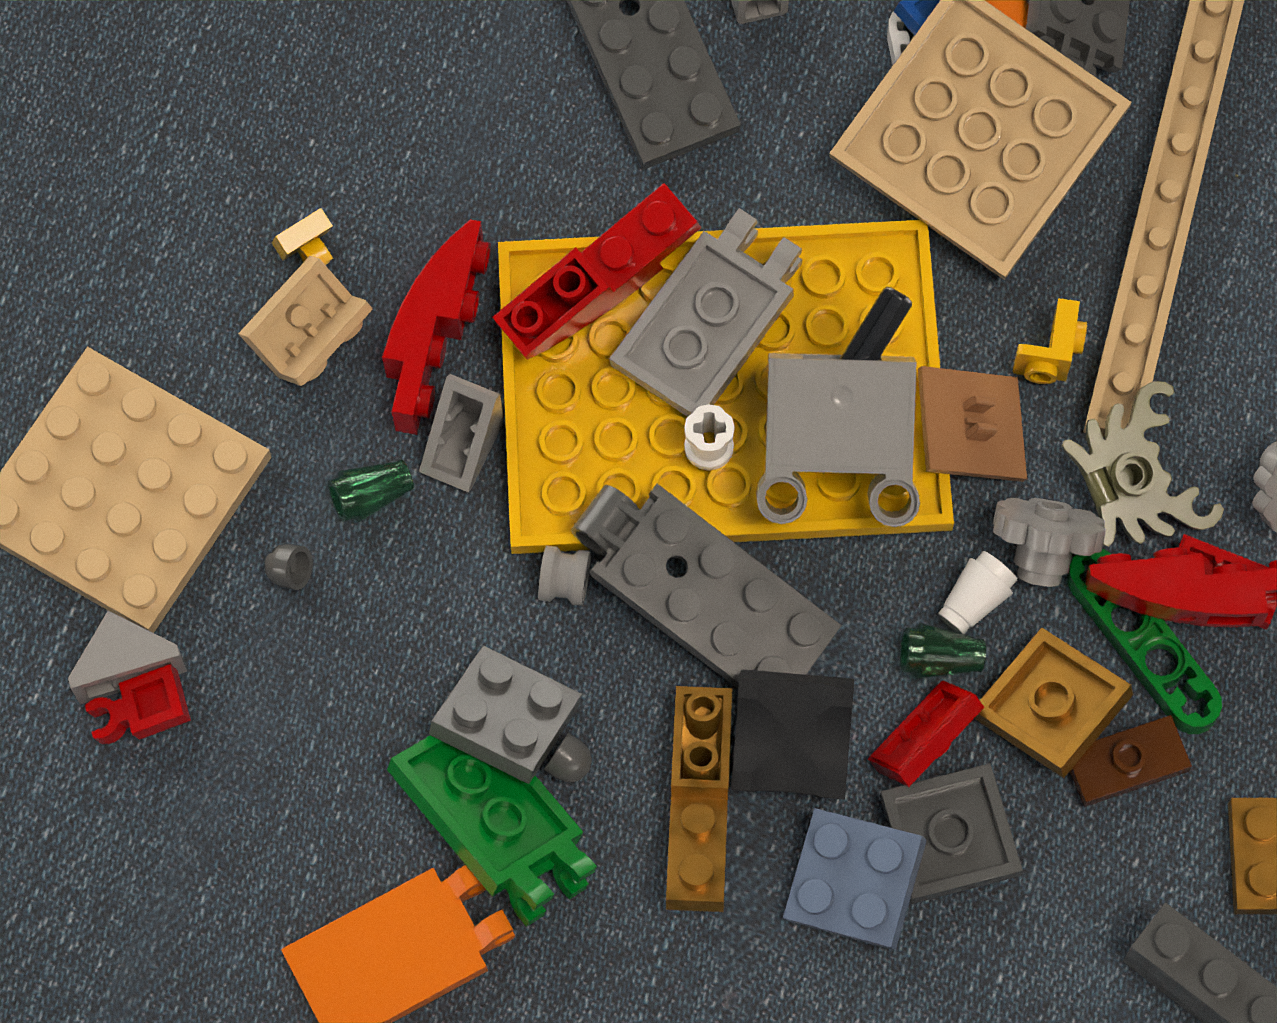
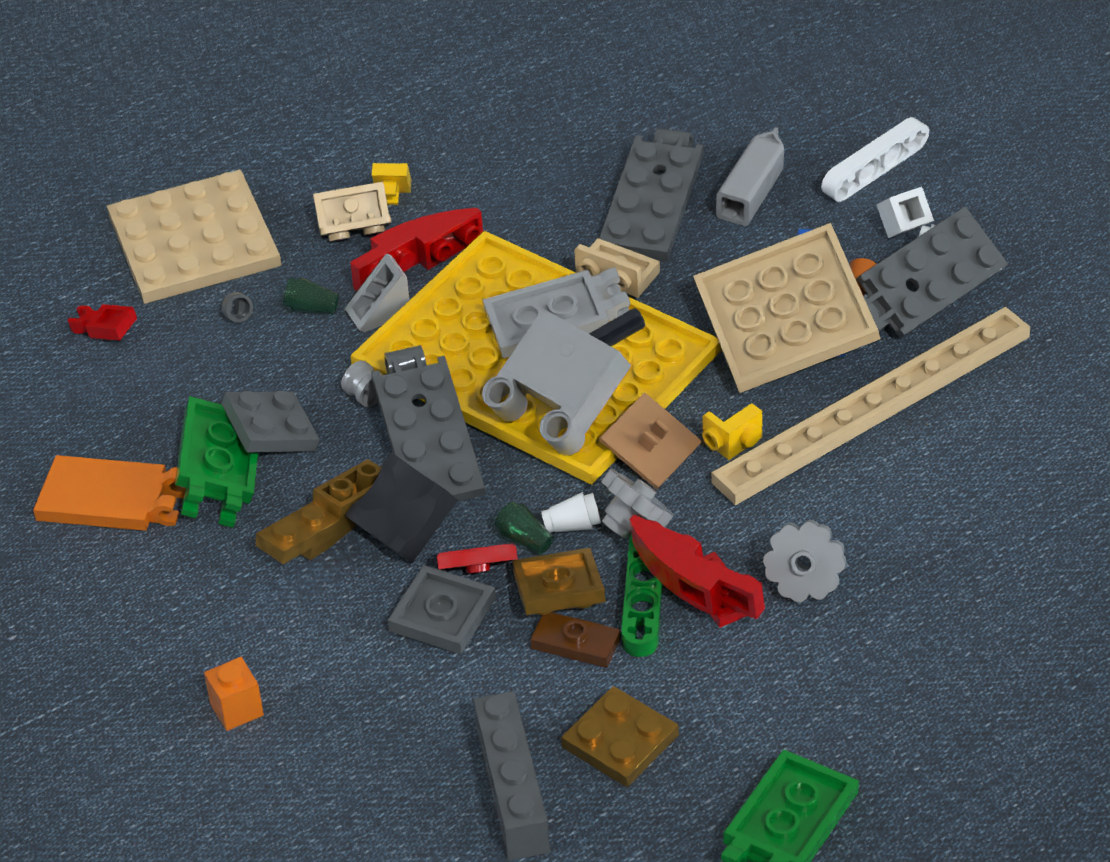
camera: 40 degrees right, 25 degrees down
(118, 654) = (112, 288): light grey slope -> none
(570, 760) = (281, 461): dark grey hinge -> none
(599, 277) = (504, 265): red slope -> none
(709, 455) = (495, 353): white bush -> none
(710, 184) = (633, 268): none -> tan bracket
(855, 879) = (367, 594): sand blue plate -> none
(1127, 475) = (710, 506): animal -> none

